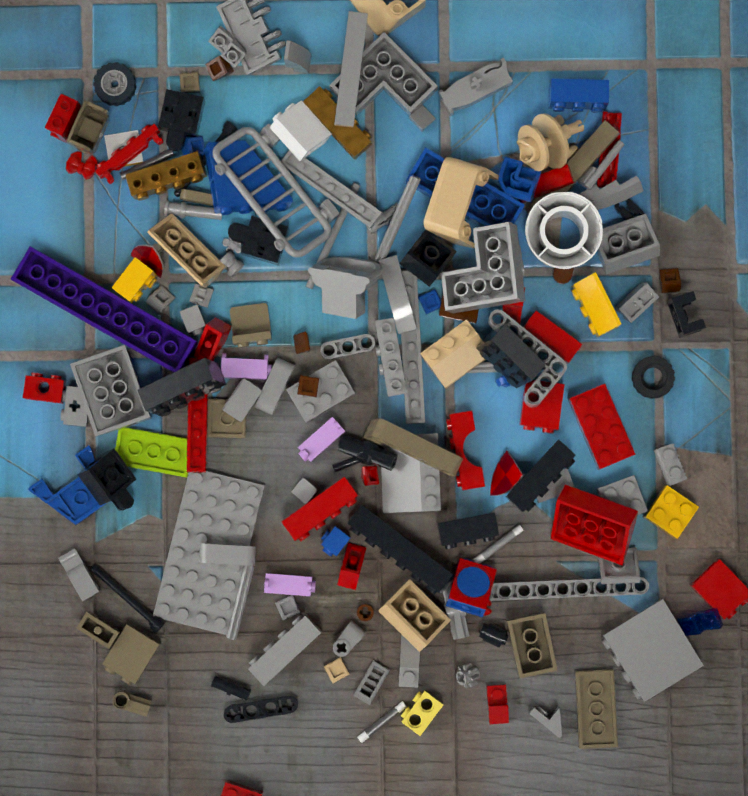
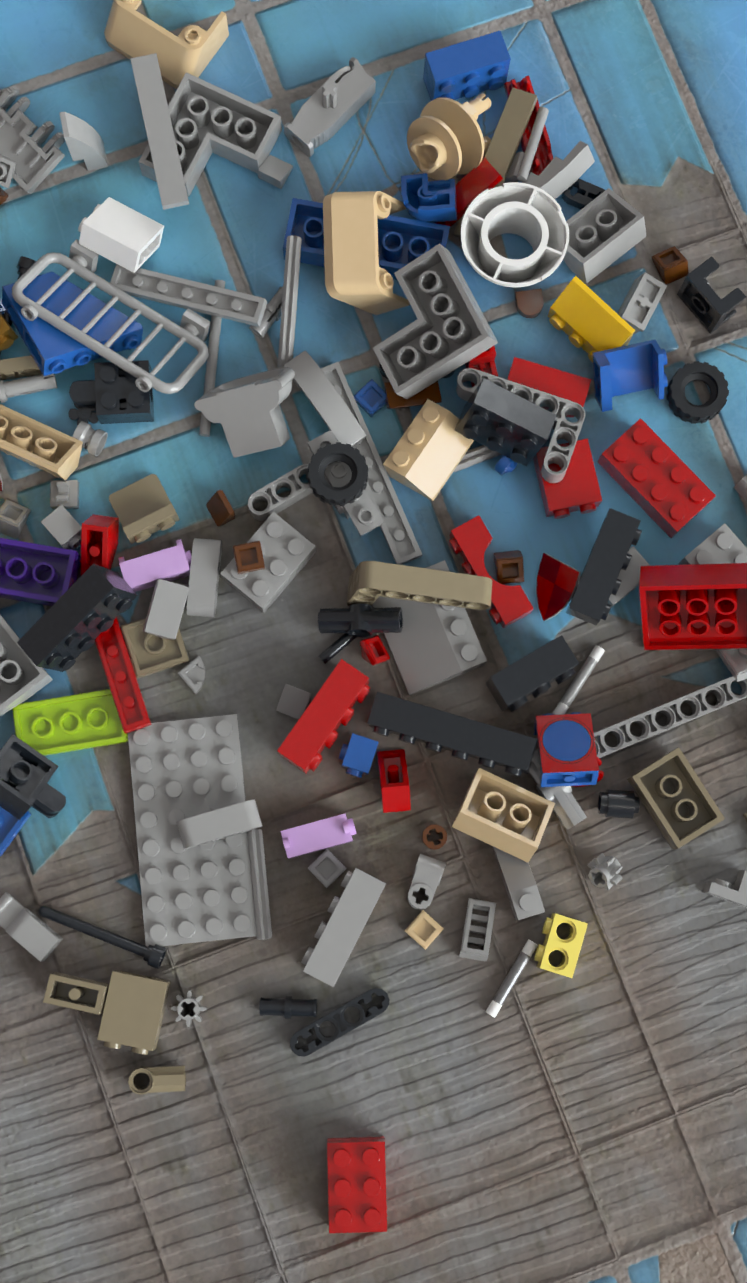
camera: 30 degrees left, 5 degrees down
(168, 660) = (181, 1007): none -> light grey gear
(245, 448) = (194, 674): none -> light grey tile
(320, 440) = (291, 626): lavender brick -> none
(324, 108) = (186, 223): pearl gold brick -> none
(401, 351) = (342, 453): none -> black tyre
(428, 257) = (347, 337): black brick -> none
(481, 450) = (509, 566): none -> reddish brown slope
(497, 704) = (658, 896): red slope -> none
(609, 346) = (628, 371): none -> blue panel

